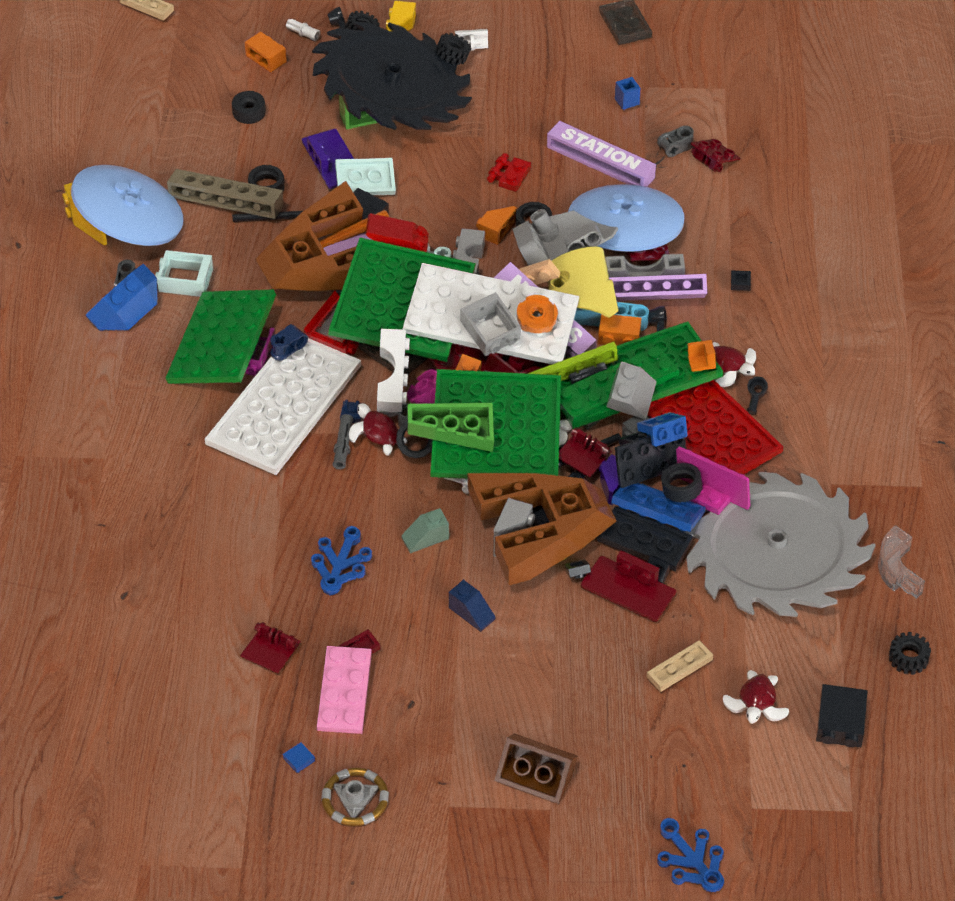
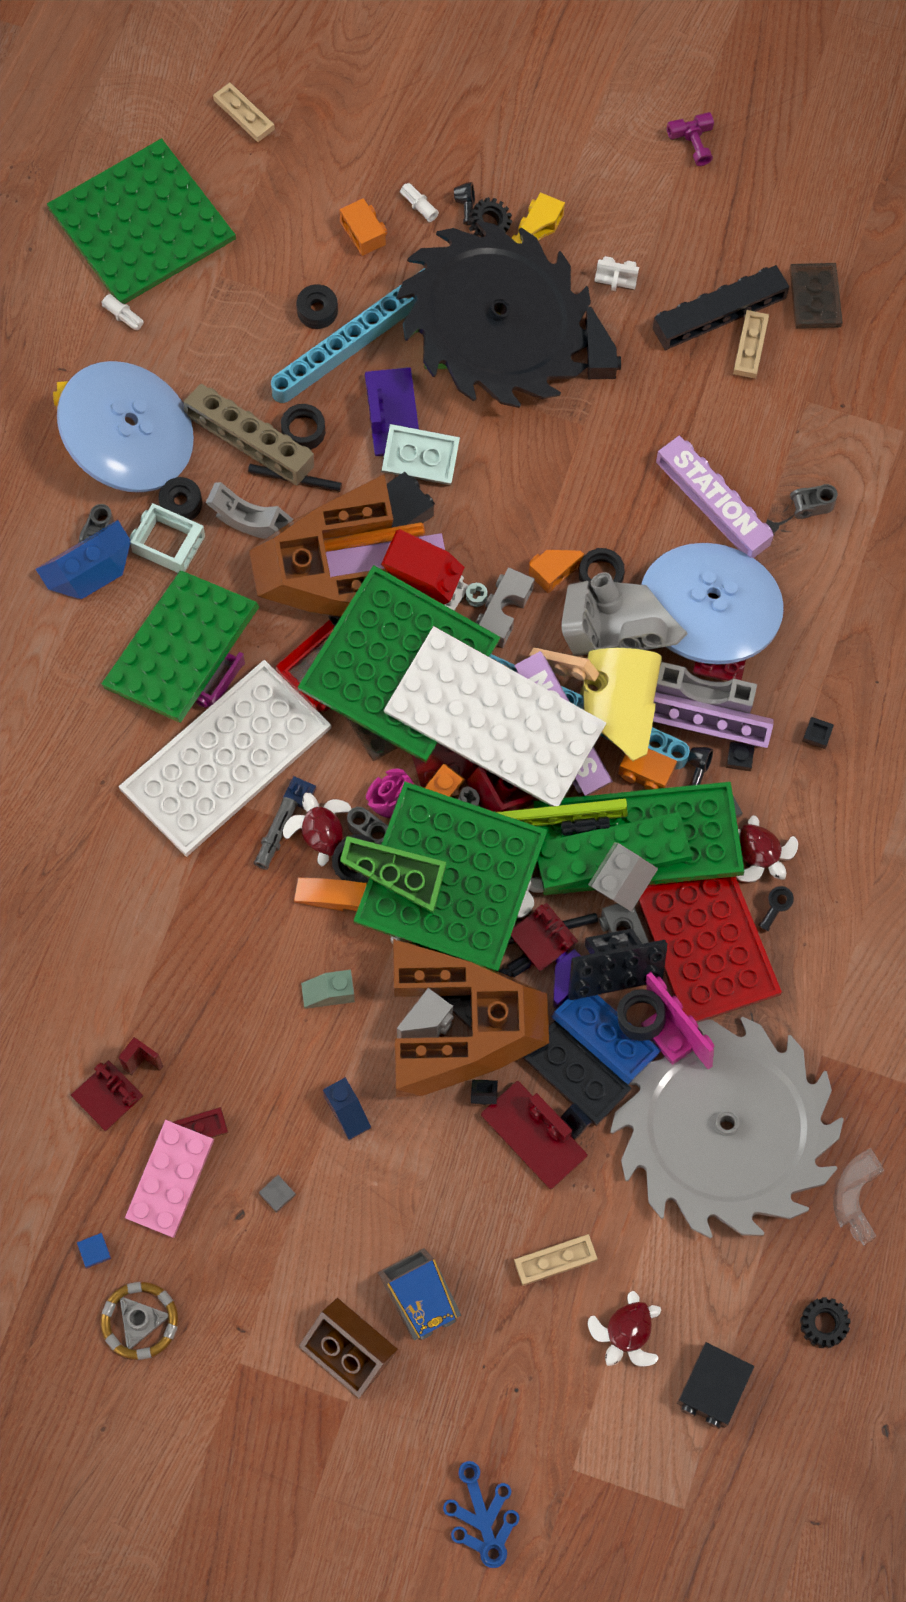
camera: 15 degrees right, 20 degrees up
(89, 86) = (141, 221): none -> green plate
(95, 143) = (122, 312): none -> white axle
(186, 239) = (185, 487): none -> black tyre
(239, 245) = (246, 516): none -> light grey arch
(278, 124) = (343, 340): none -> medium azure beam
(287, 342) = (253, 677): dark blue piece -> none
(290, 606) = (134, 1055): none -> dark red panel
(351, 537) = (219, 1001): blue plant -> none
(390, 392) = (344, 795): white arch -> none
(403, 469) = (329, 893): none -> orange slope
(436, 680) = (277, 1193): none -> flat silver tile
(453, 48) = (594, 280): black tyre -> none
(480, 86) = (601, 350): none -> black slope
(485, 307) = (479, 716): light grey window -> none
(514, 174) = (602, 495): red plate -> none
(536, 324) = (532, 747): orange plate -> none
(557, 42) = (720, 307): none -> black brick
(581, 714) = (420, 1294): none -> slope
(589, 60) = (751, 344): none -> tan plate
(627, 93) = (777, 413): blue brick -> none
(664, 428) = (641, 941): blue bracket -> none
(687, 310) = (740, 756): none -> black plate
(701, 355) = (724, 846): orange panel -> none
(713, 153) = (854, 530): dark red hinge -> none

